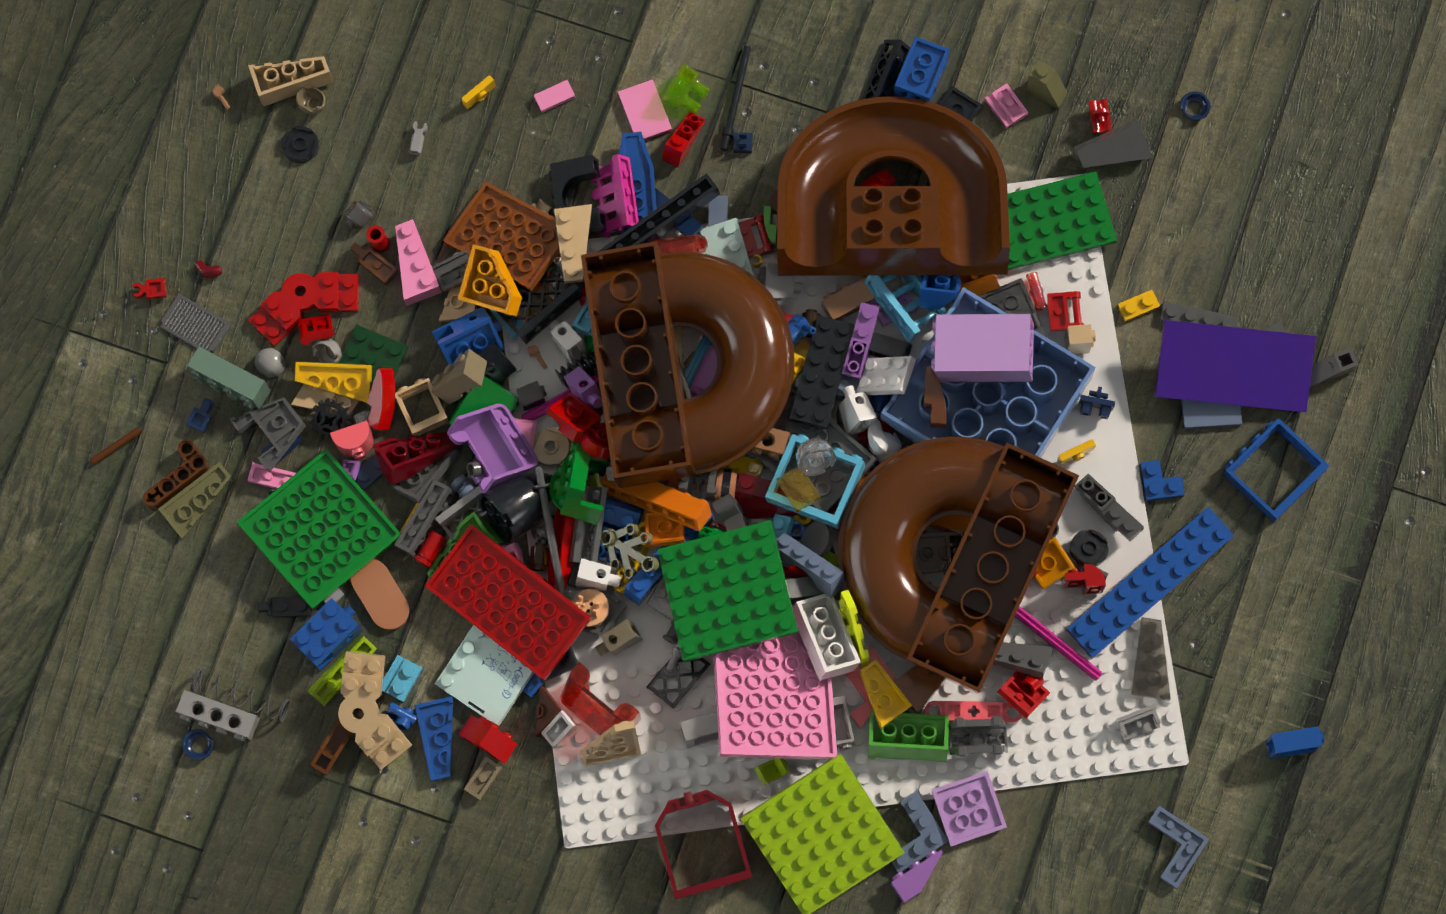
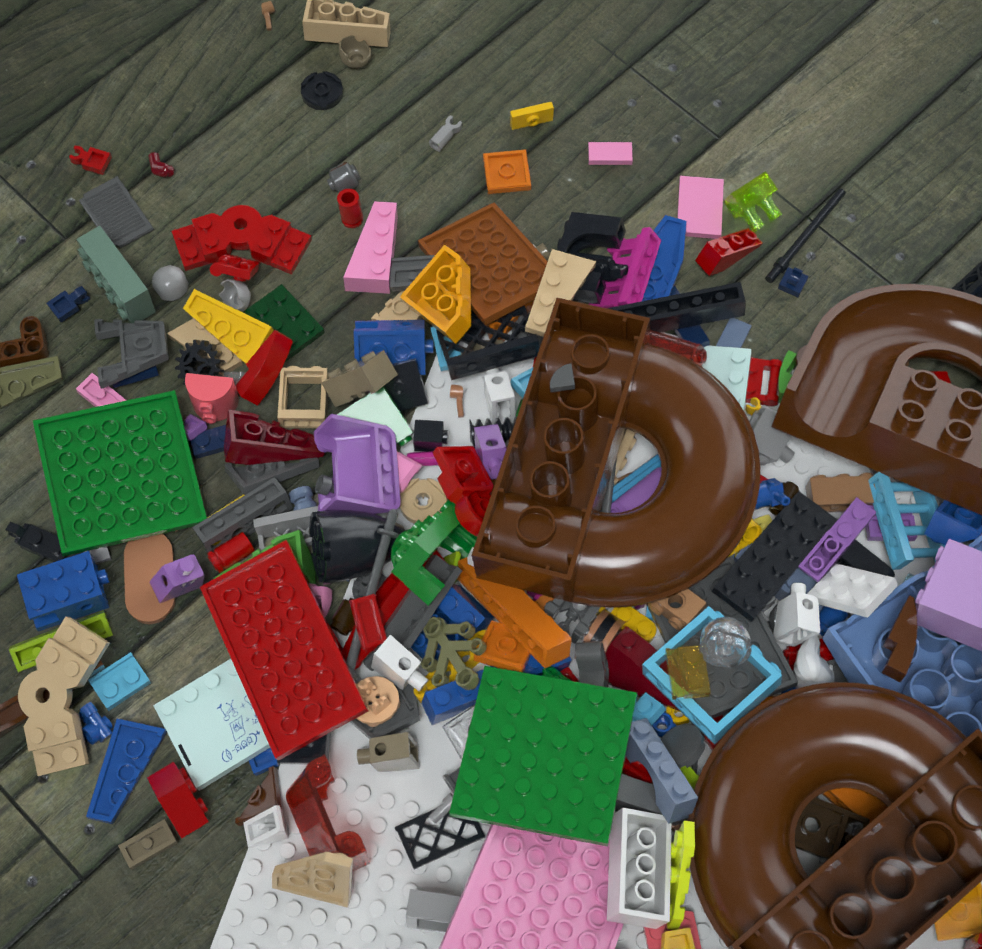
camera: 20 degrees right, 10 degrees down
(374, 263) = (334, 232): reddish brown hinge -> none
(407, 584) = (182, 577): none -> medium lavender torso
(481, 148) = (507, 171): none -> orange tile
(559, 555) = (368, 621): none -> red tile
(595, 198) = (606, 266): none -> black hinge
(616, 318) = (562, 379): none -> dark grey tile

